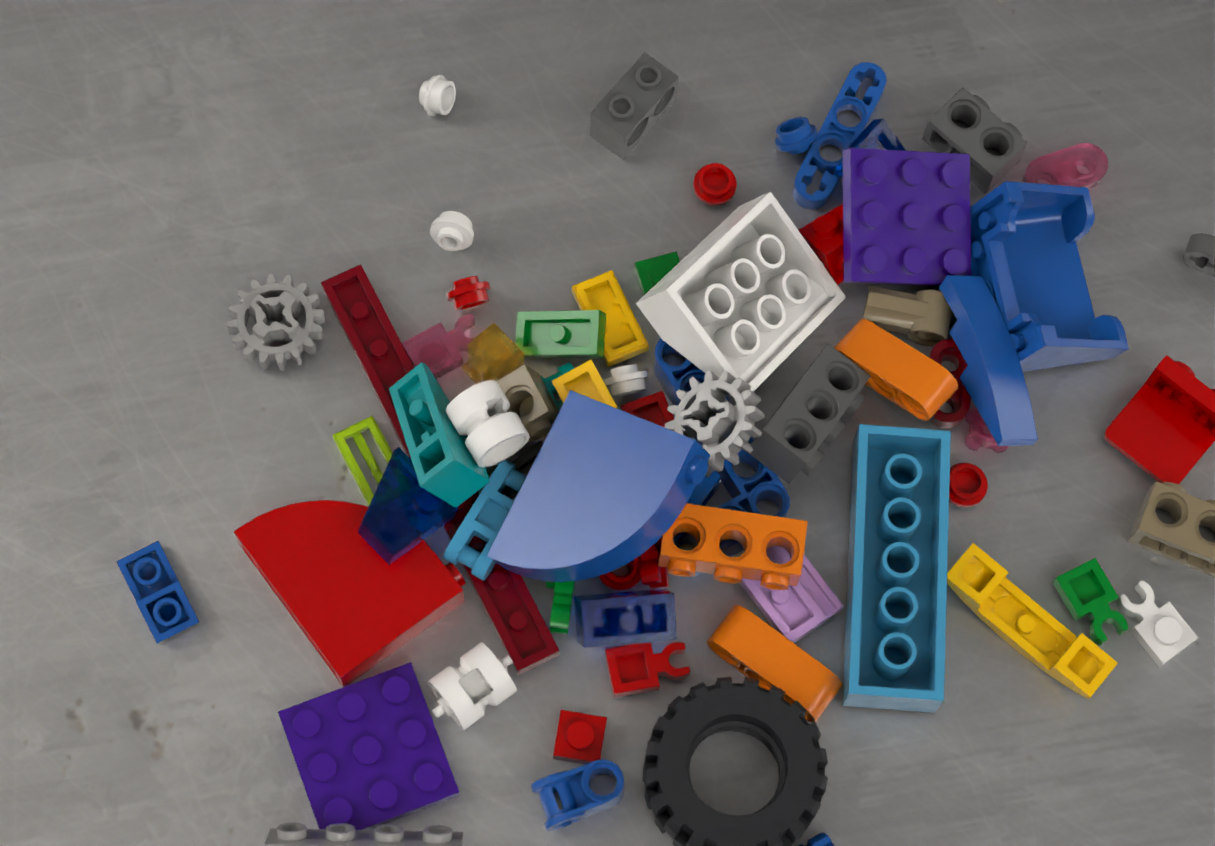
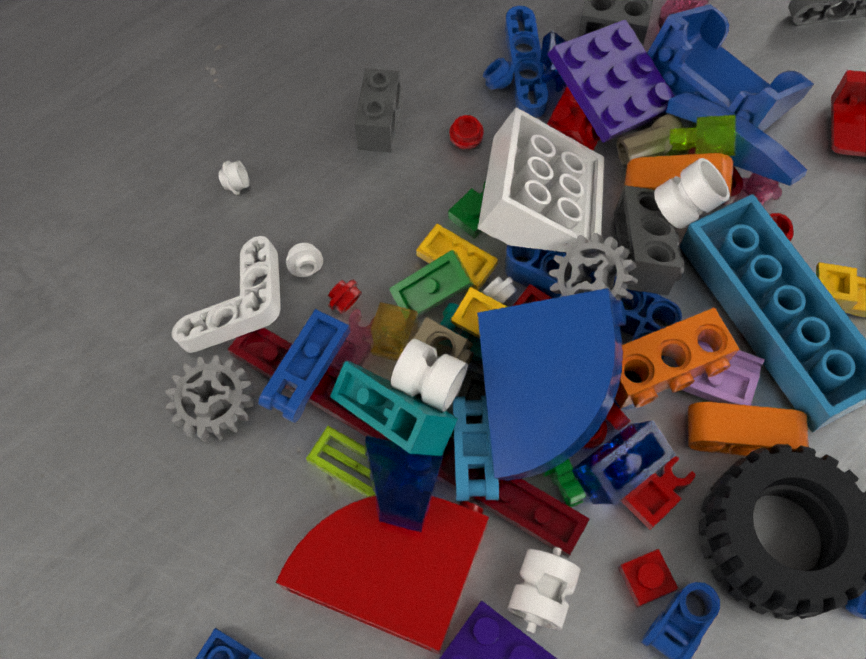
camera: 25 degrees left, 5 degrees down
(307, 244) = (202, 327): none -> white beam
(383, 343) = (304, 365): none -> blue plate
(878, 394) = (696, 191): none -> white wheel
(950, 344) = (712, 135): none -> clear neon green plate

